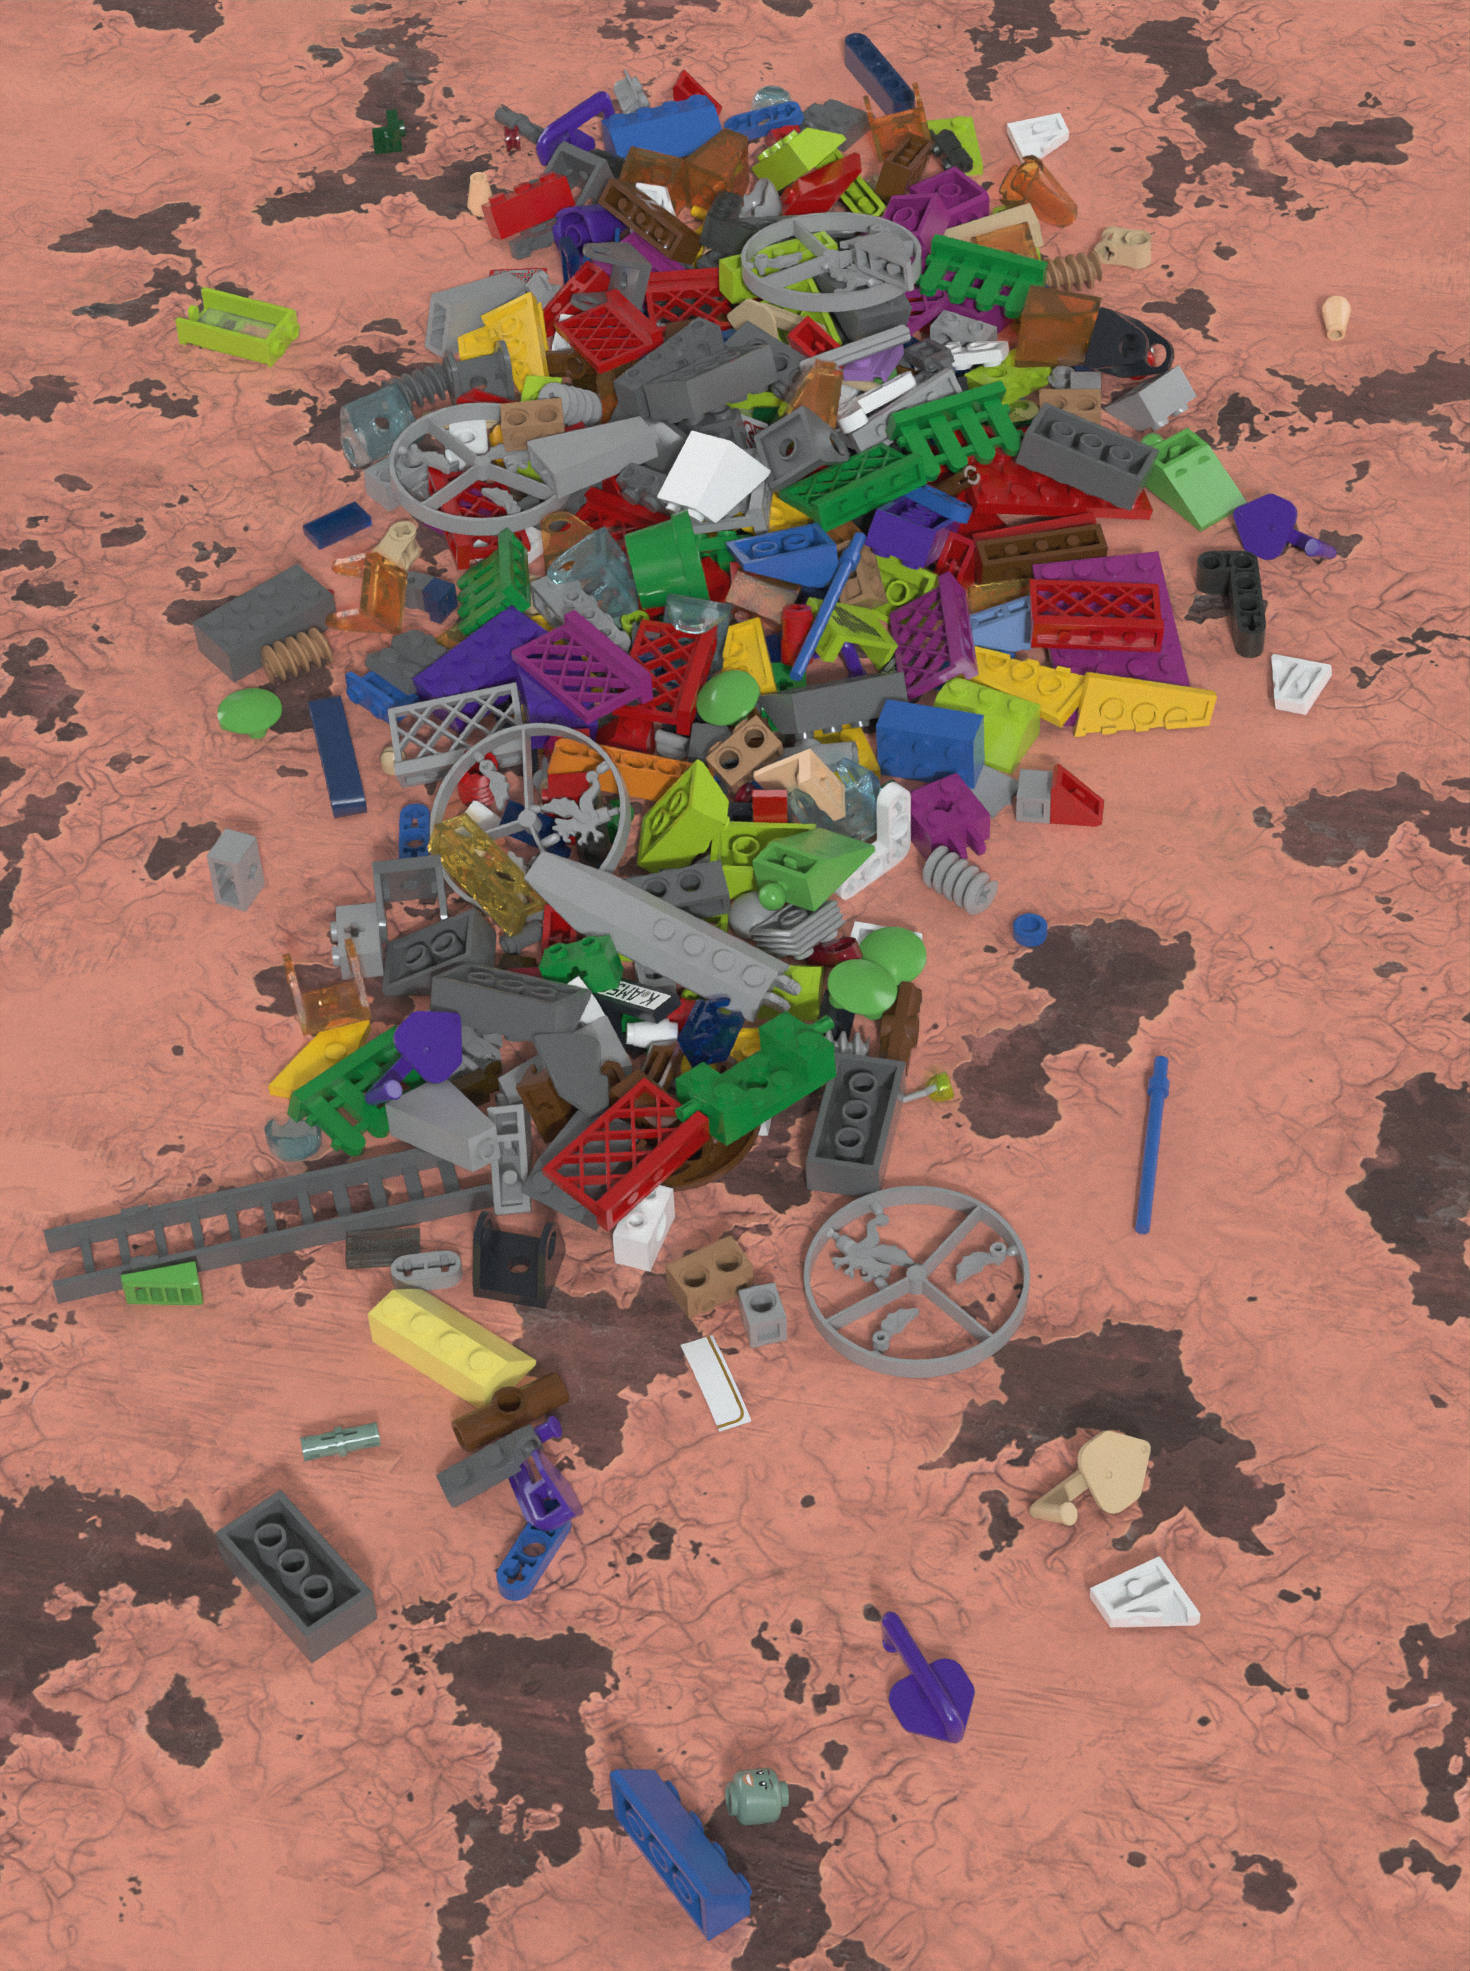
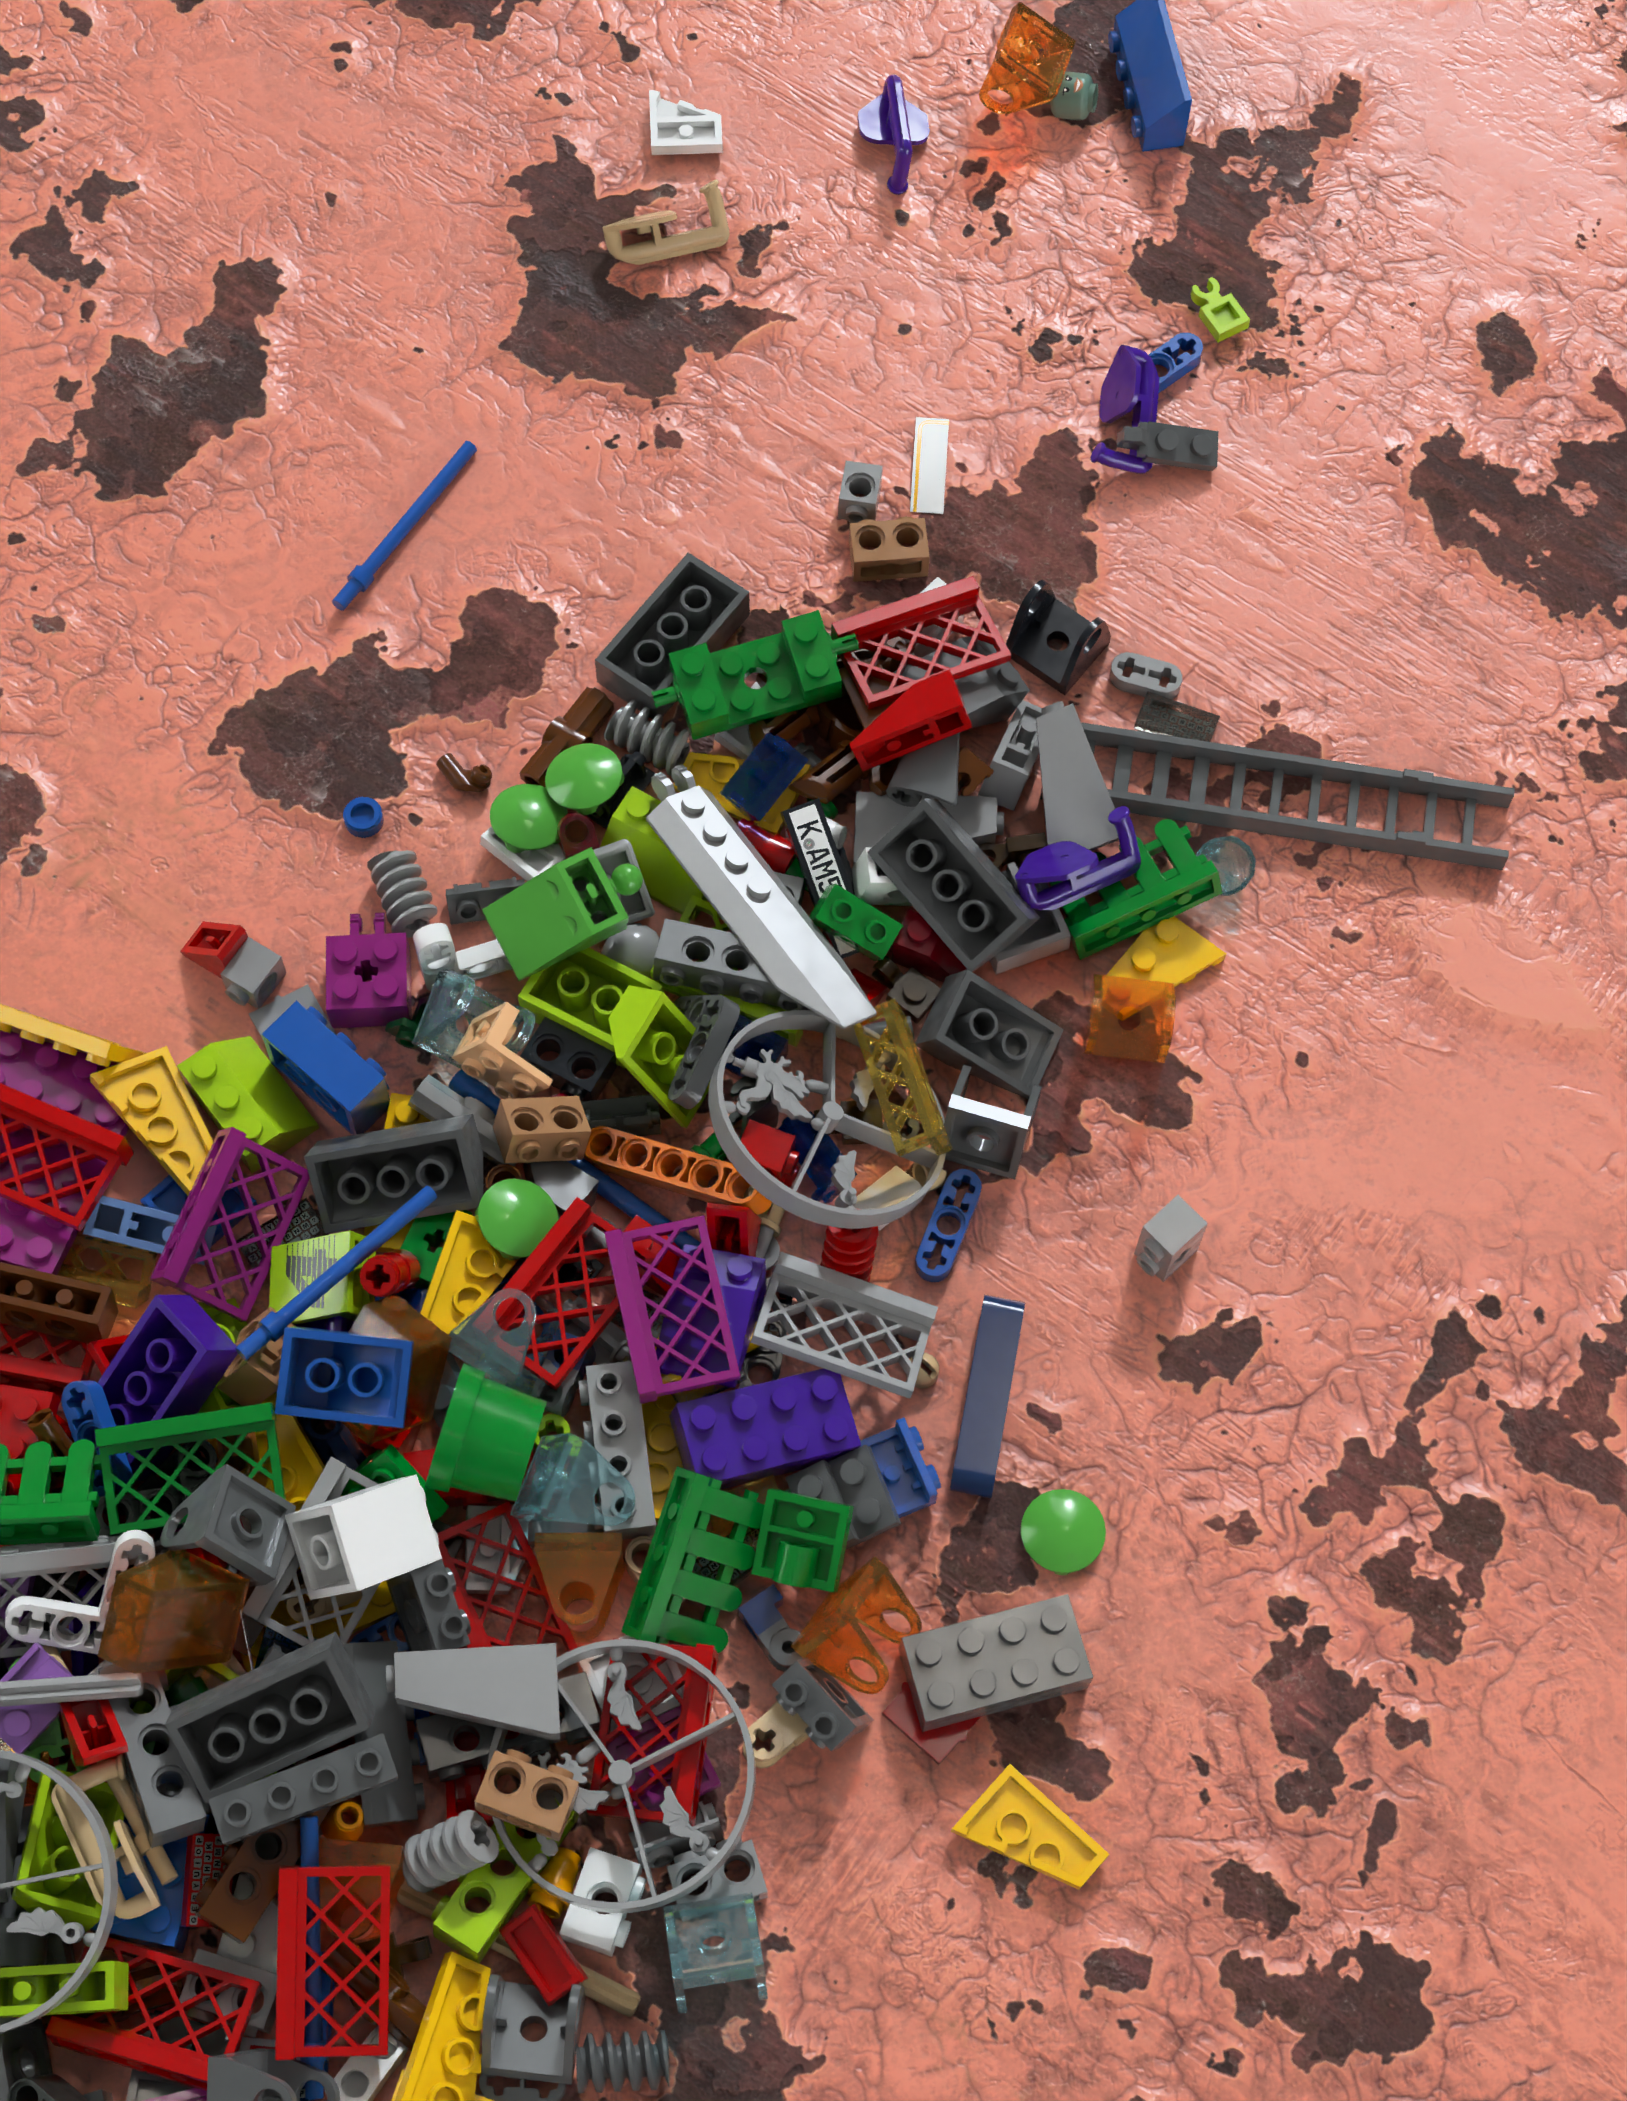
camera: 160 degrees left, 20 degrees up
(164, 1286) = (1399, 752): bright green slope -> none
(214, 569) = (1031, 1830): none -> yellow wing
(294, 654) = (976, 1584): medium nougat piece -> none
(296, 1576) = (1376, 407): dark grey brick -> none
(337, 525) = (831, 1840): clear blue tile -> none
(340, 1441) = (1290, 531): sand green pin -> none
(361, 925) = (1071, 1077): light grey brick -> none
(362, 537) = (821, 1703): none -> dark grey plate
(437, 618) = (802, 1540): none -> green plate
(446, 1345) = (1155, 582): light yellow slope -> none
(495, 1626) = (1219, 314): none -> lime plate
(510, 1411) = (1148, 492): reddish brown piece -> none
(587, 1076) = (915, 720): none -> red slope
(647, 830) = (714, 1022): none -> dark grey beam
(770, 806) = (553, 1039): red slope -> none
(827, 1796) = (1027, 62): none -> clear orange hose
(866, 1257) = (738, 520): light grey piece -> none
(902, 899) = (468, 900): none -> dark grey hinge
(937, 1089) = (567, 669): clear neon green hinge -> none
(968, 980) = (462, 779): none -> reddish brown arm

